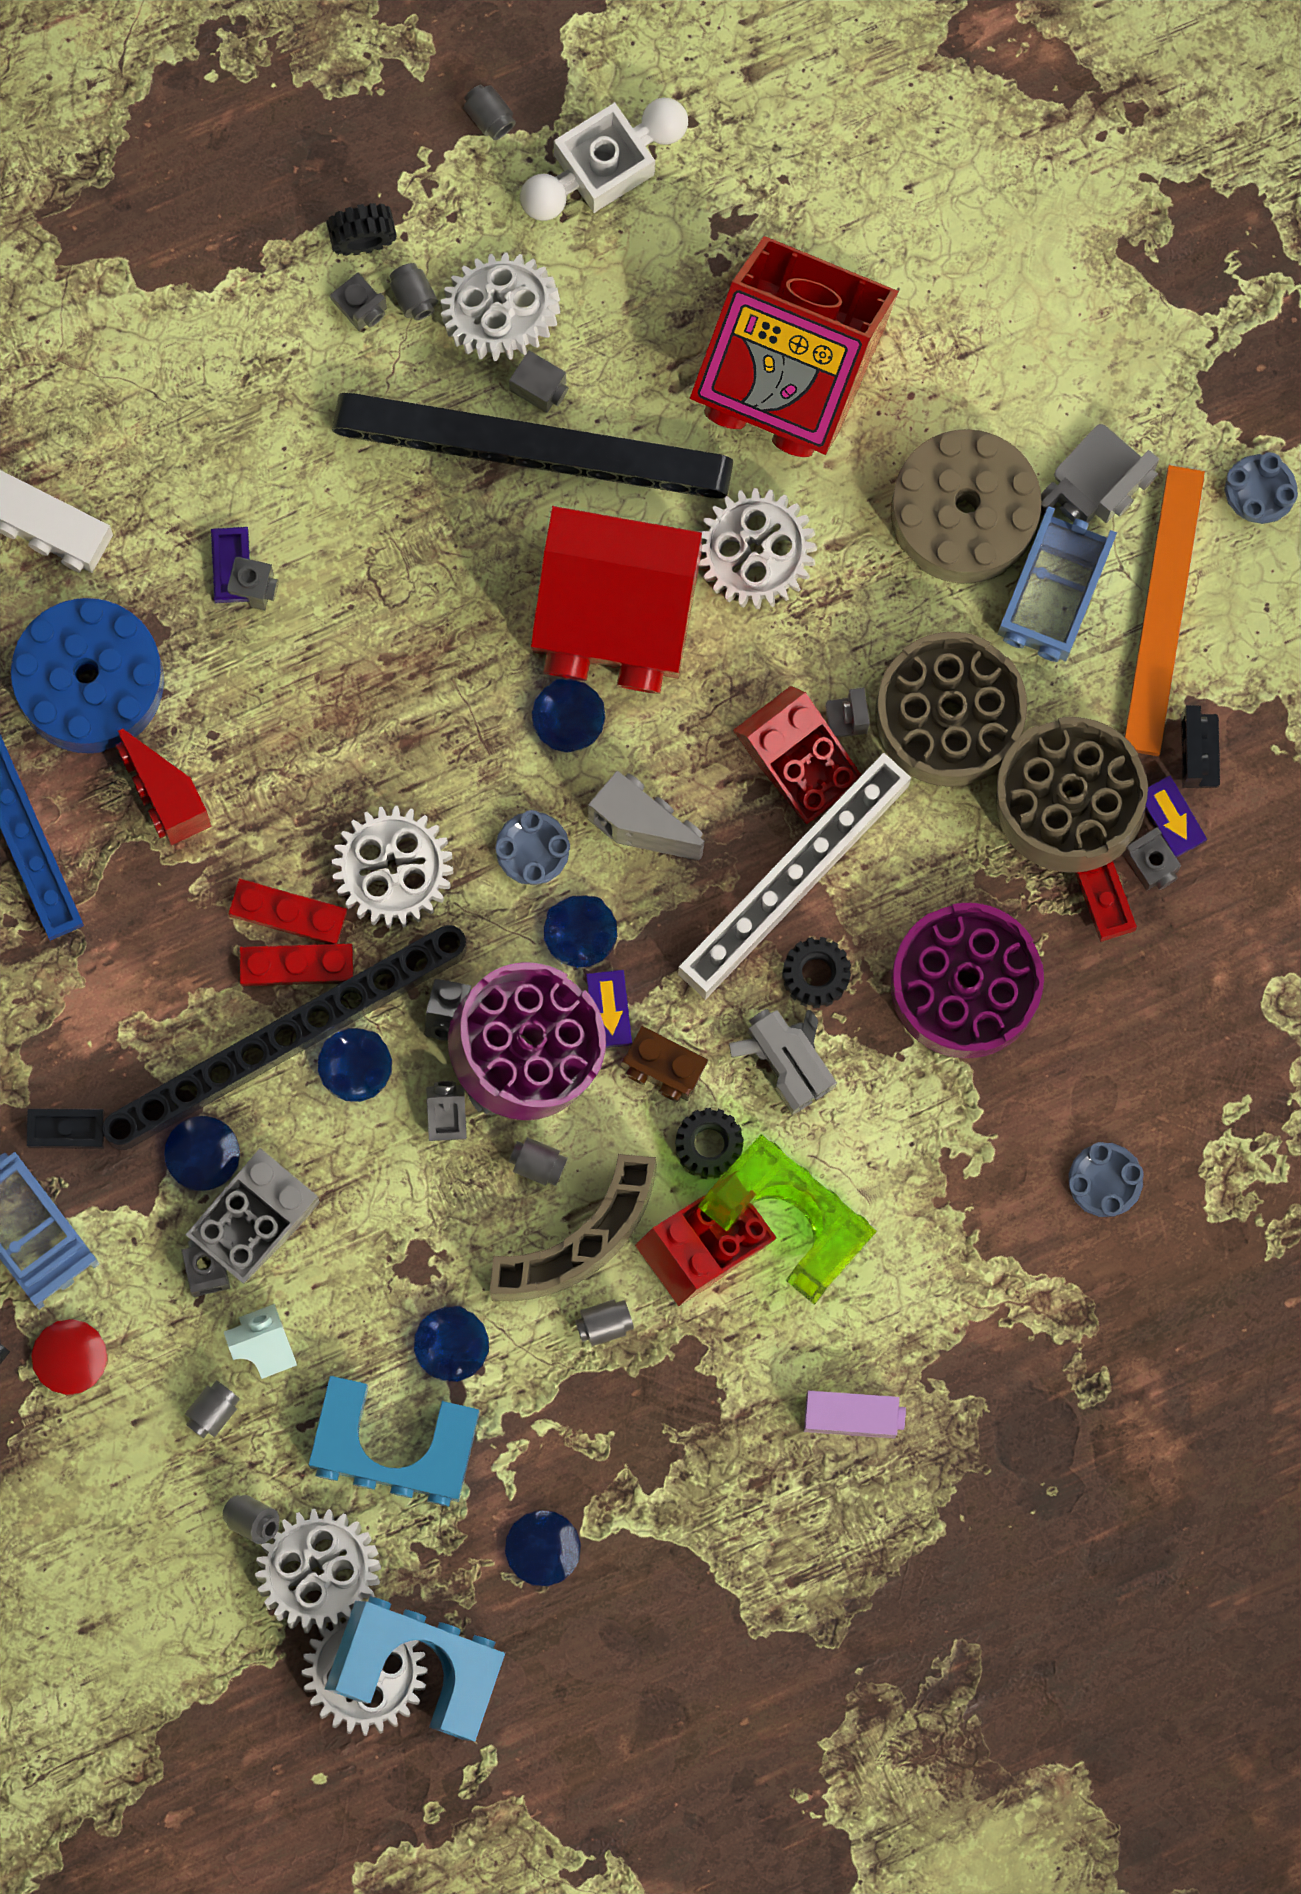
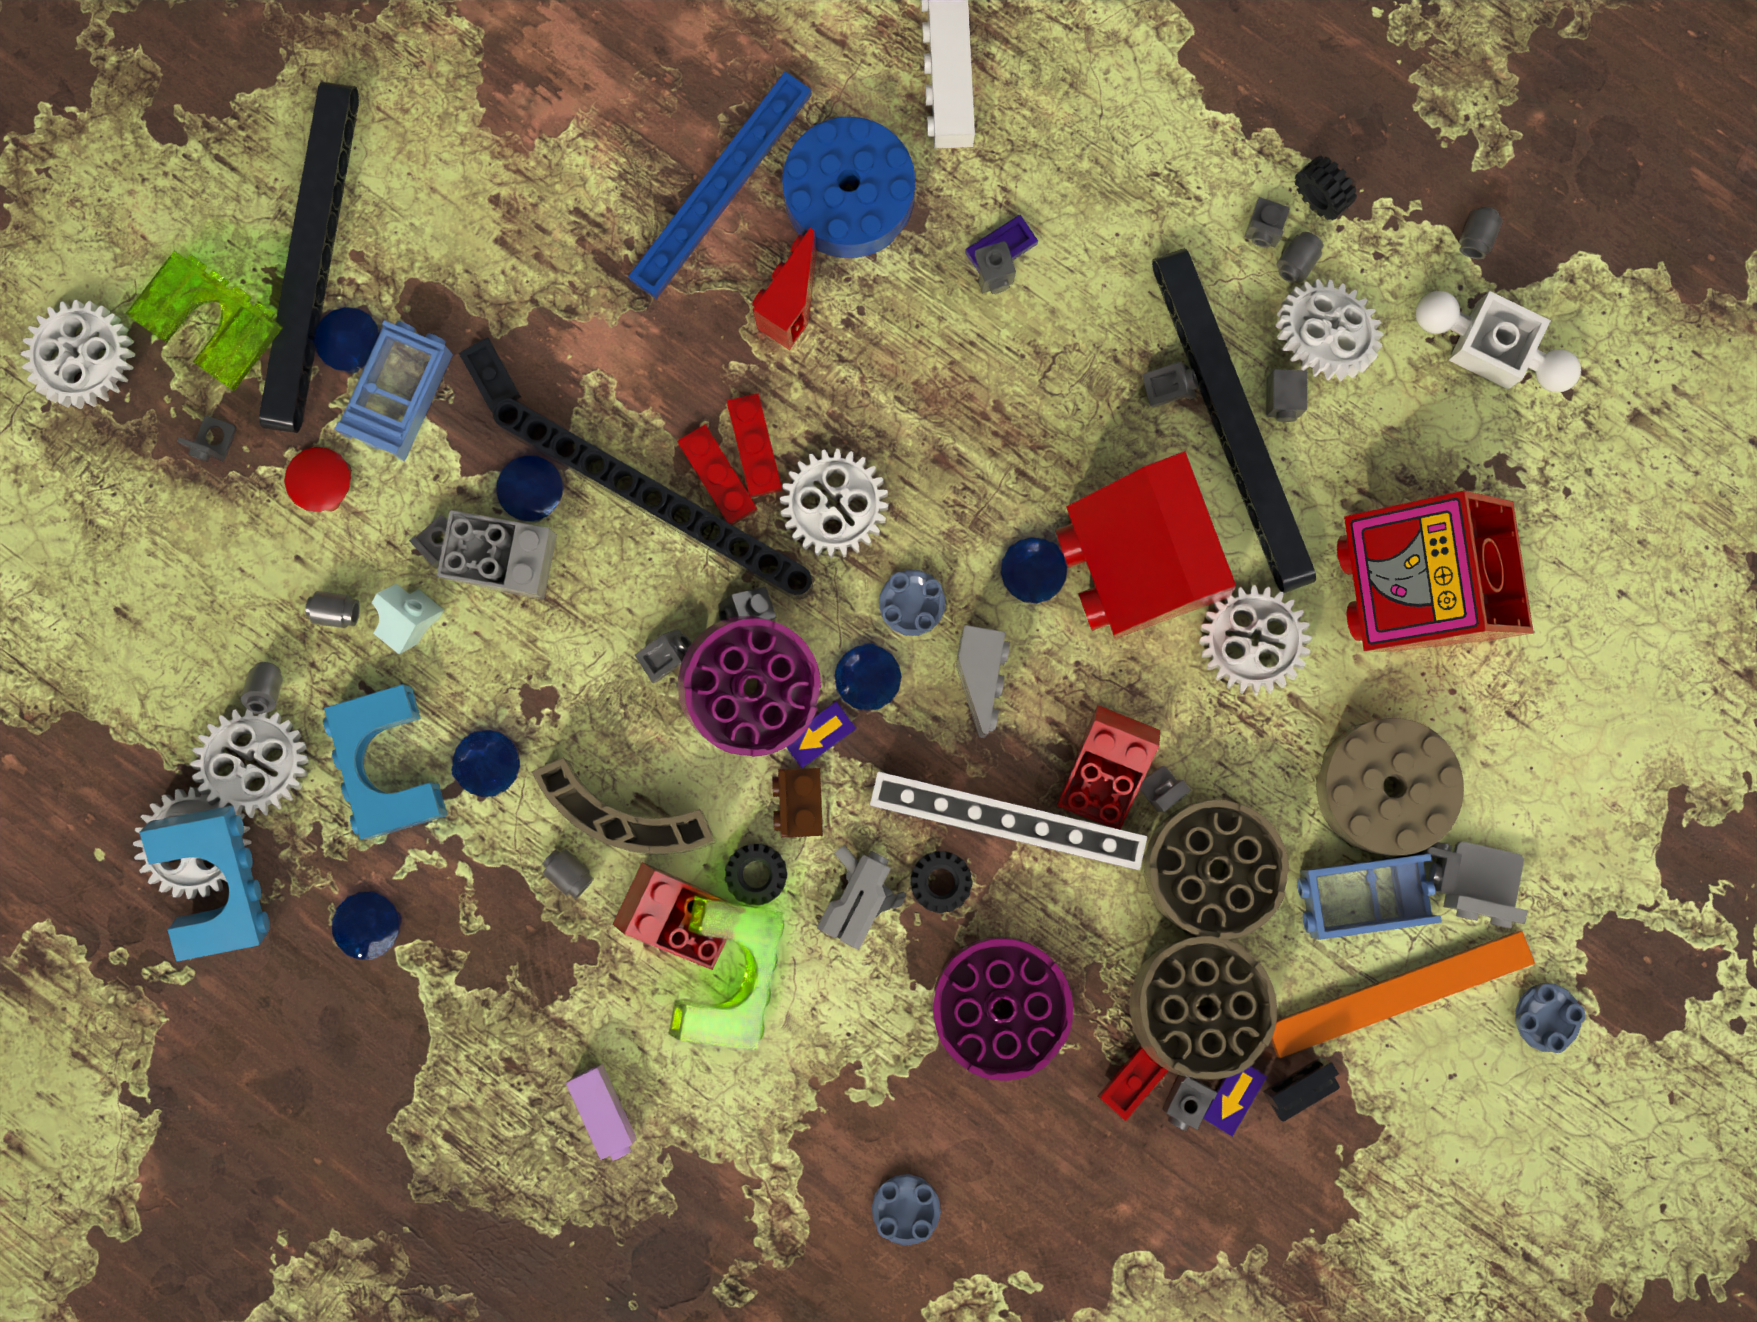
camera: 65 degrees right, 5 degrees up
(354, 1064) = (663, 564): clear blue dish -> none
(464, 484) = (1170, 384): none -> flat silver bracket
(537, 1161) = (665, 748): flat silver brick -> none

